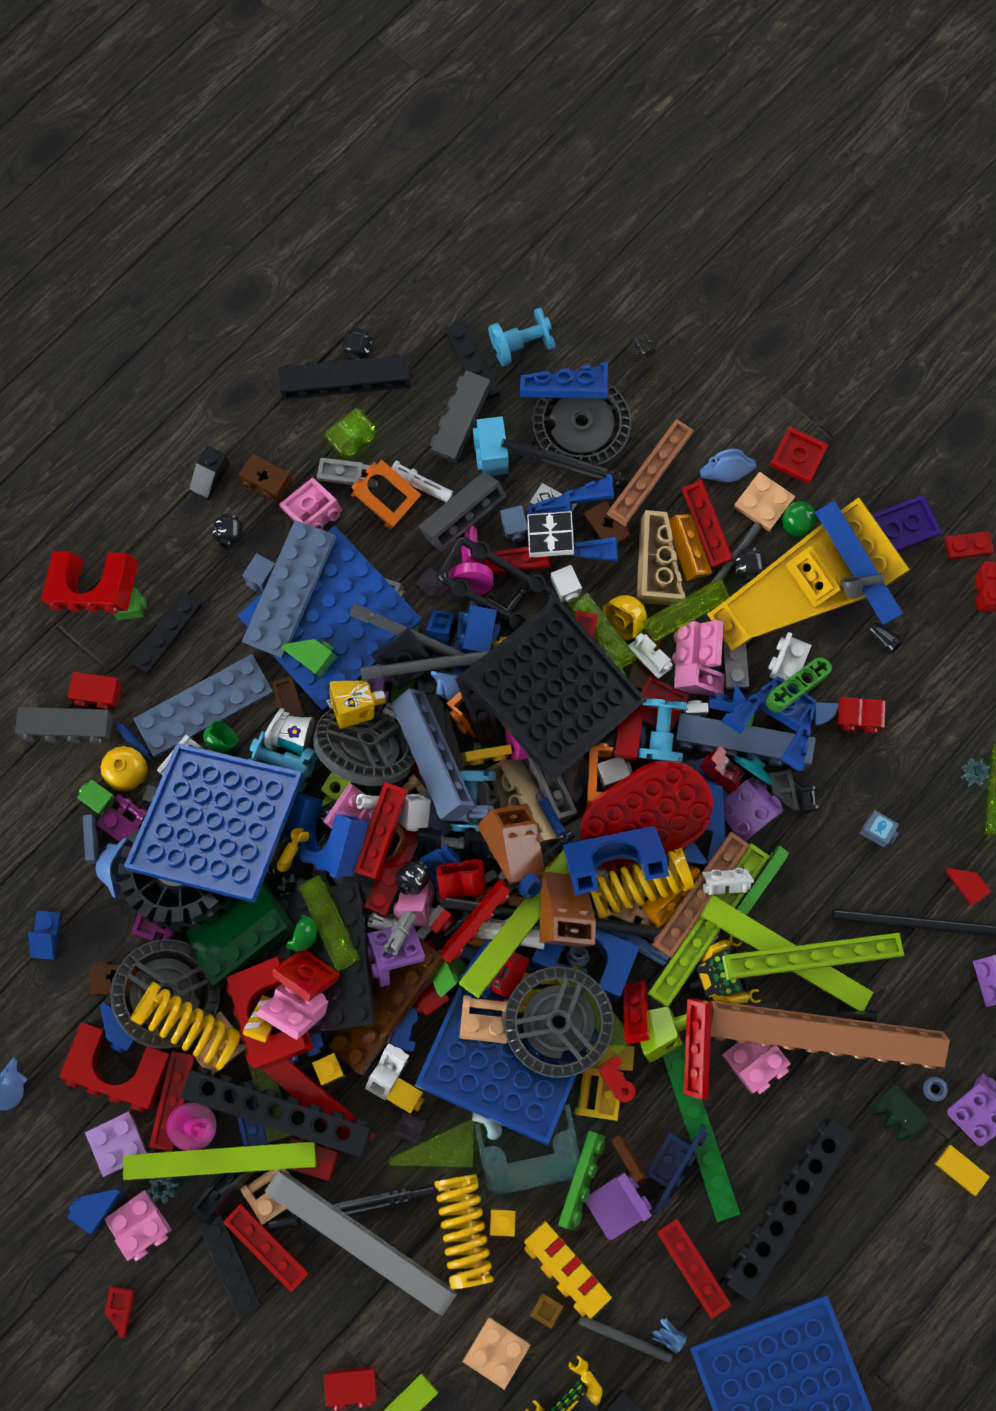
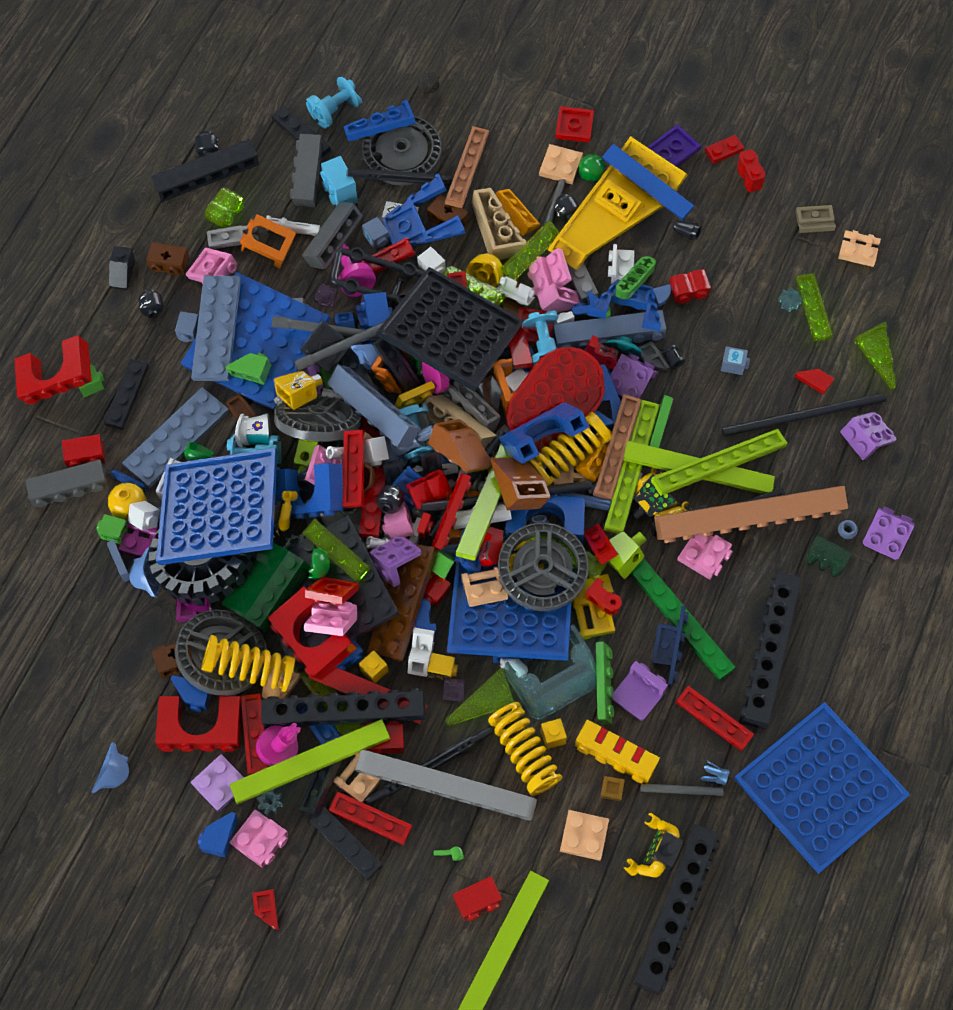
camera: 20 degrees left, 10 degrees down
(45, 936) = (105, 645): blue slope -> none
(134, 795) = (143, 515): none -> white brick
(256, 1026) = (308, 640): yellow tile -> none
(347, 1321) = (456, 852): none -> bright green hand
(400, 932) = (395, 539): light grey axle -> none
(530, 886) = (484, 472): blue tile -> none
(550, 534) = (407, 228): black tile -> none
(551, 816) = (482, 423): blue piece -> none
(630, 1159) = (635, 653): reddish brown tile -> none
(697, 1048) = (657, 551): red plate -> none
(707, 524) = (524, 190): red plate -> none
(728, 466) = (524, 146): medium blue hat -> none
(737, 880) = (627, 429): white hinge -> none
(854, 585) = (650, 198): dark grey bar -> none
(962, 1170) = (890, 580): yellow tile -> none

